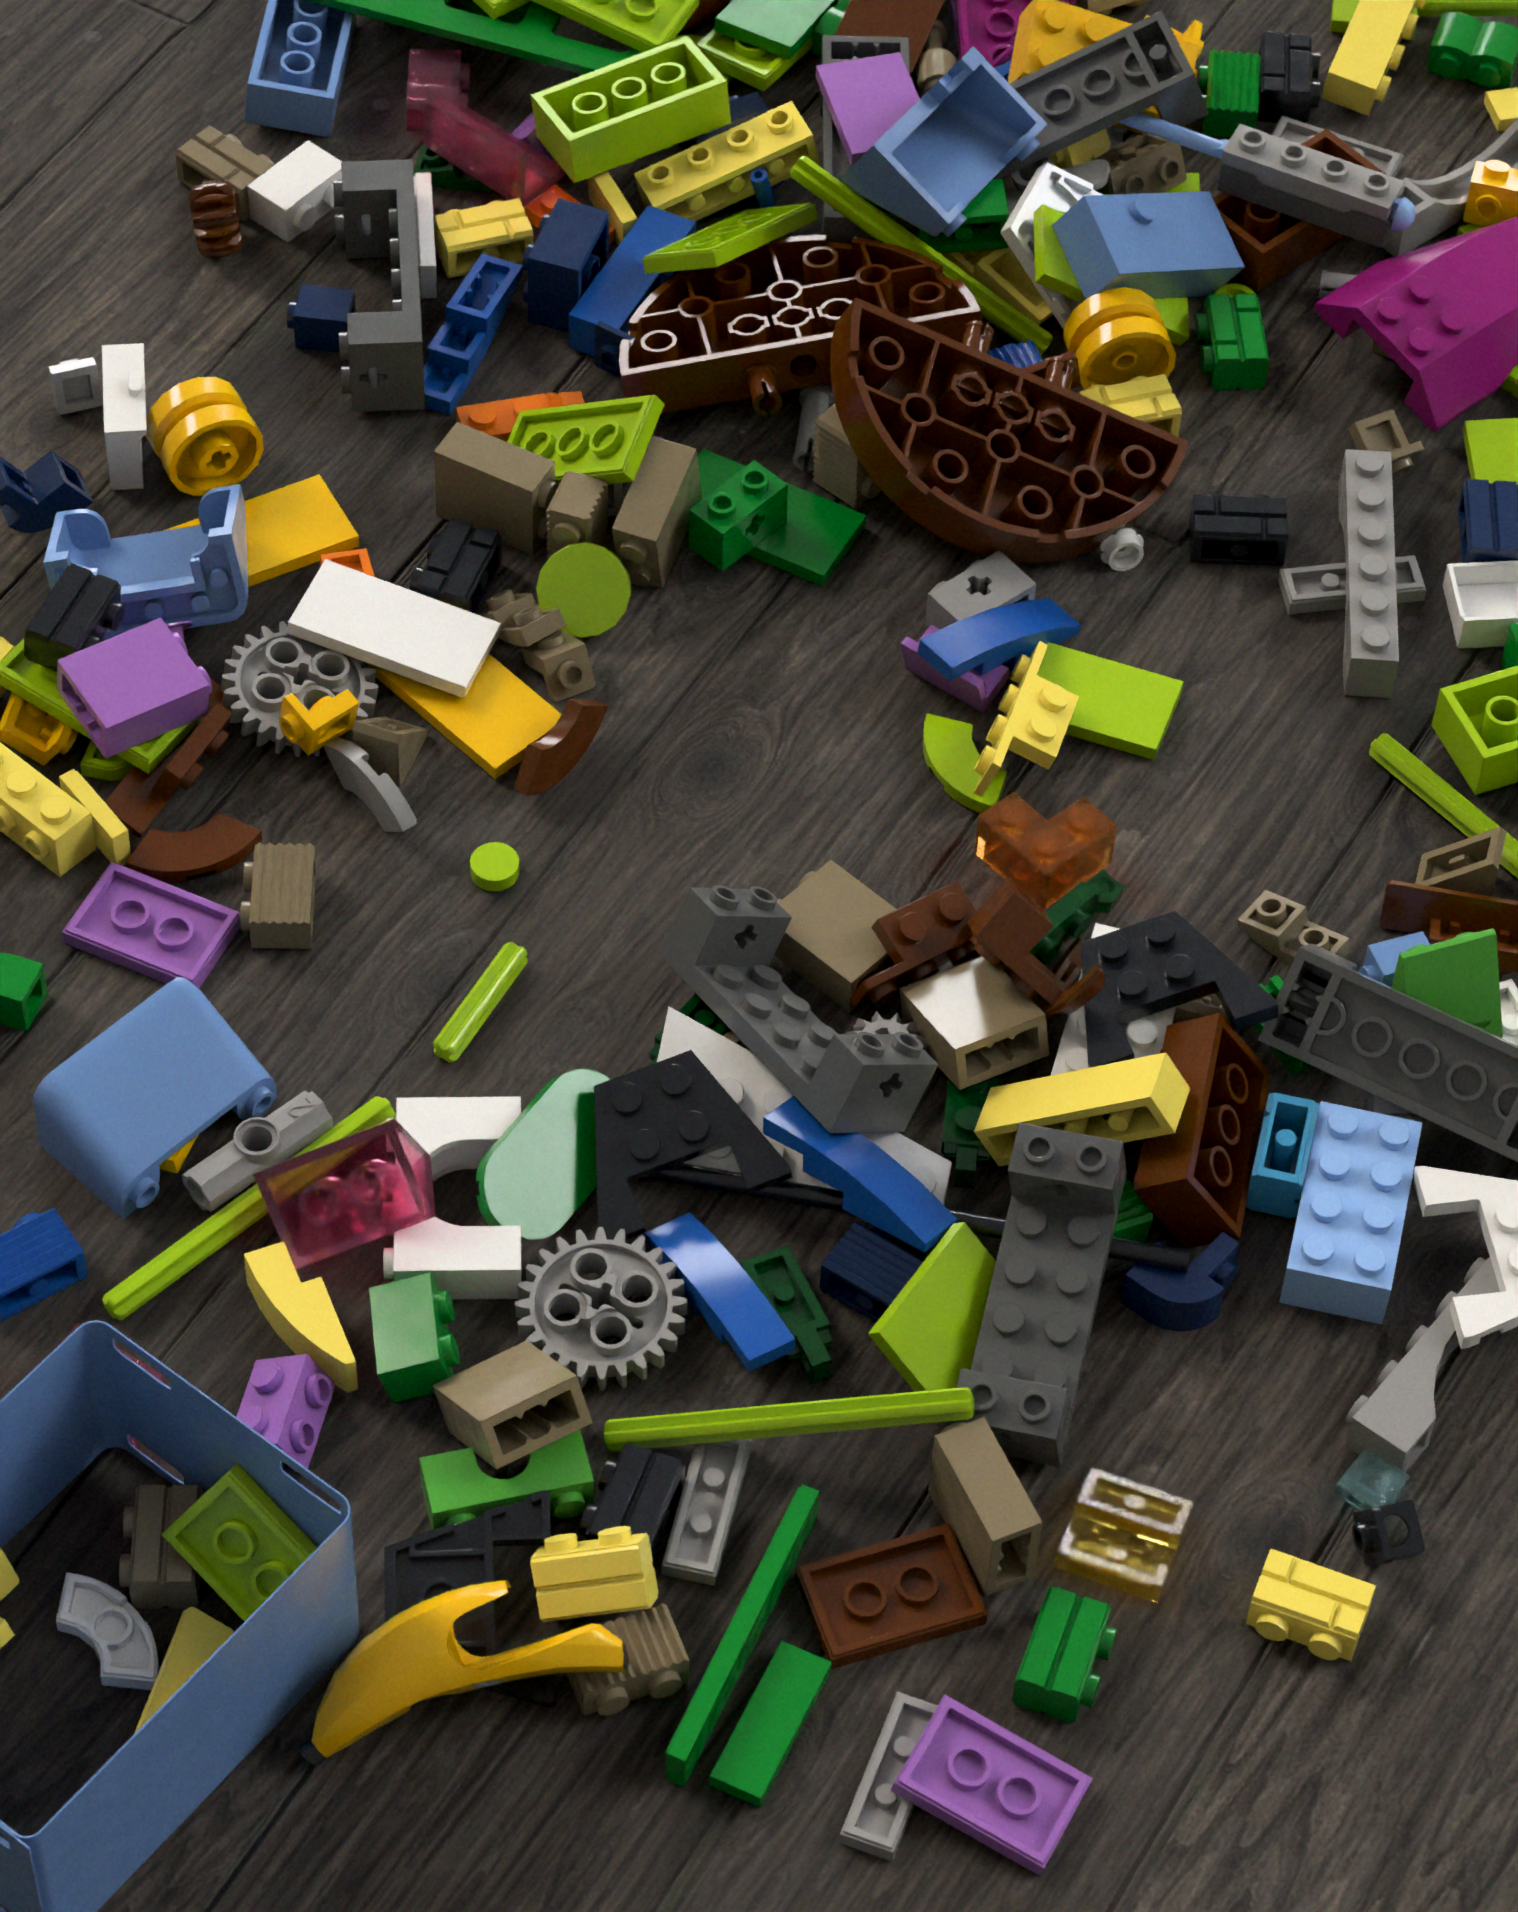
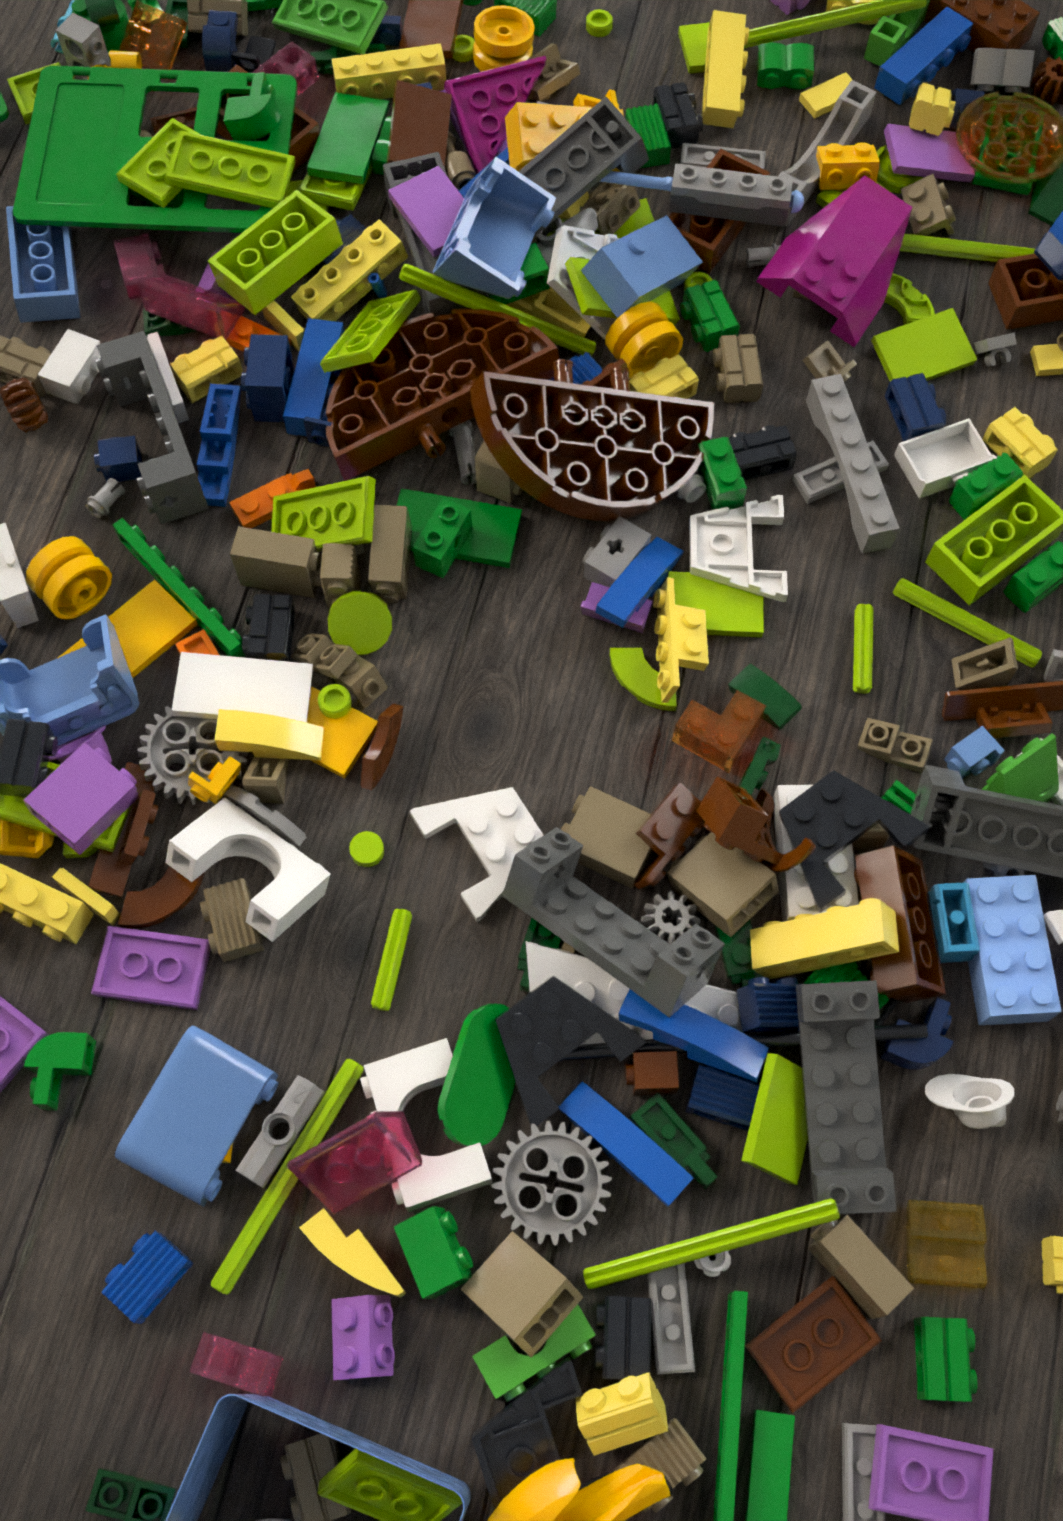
camera: 15 degrees left, 15 degrees up
(277, 365) = (101, 502): none -> light grey pin
(308, 787) = (232, 832): none -> white arch
(344, 483) = (172, 581): none -> green plate
(408, 689) = (268, 735): none -> light yellow slope
(514, 677) = (334, 701): none -> lime tile
(662, 877) = (496, 829): none -> white wing
(792, 1219) = (653, 1073): none -> reddish brown brick
(794, 1446) = (713, 1268): none -> white plate
(973, 1176) = (768, 1005): none -> dark blue brick
(1138, 834) = (779, 703): none -> dark green slope
(1140, 628) = (723, 547): none -> white wing
(1169, 541) = (721, 474): none -> green brick
(1228, 1379) = (974, 1100): none -> white piece
(1250, 417) = (739, 368): none -> dark tan brick
(1295, 807) = (863, 648): none -> lime axle

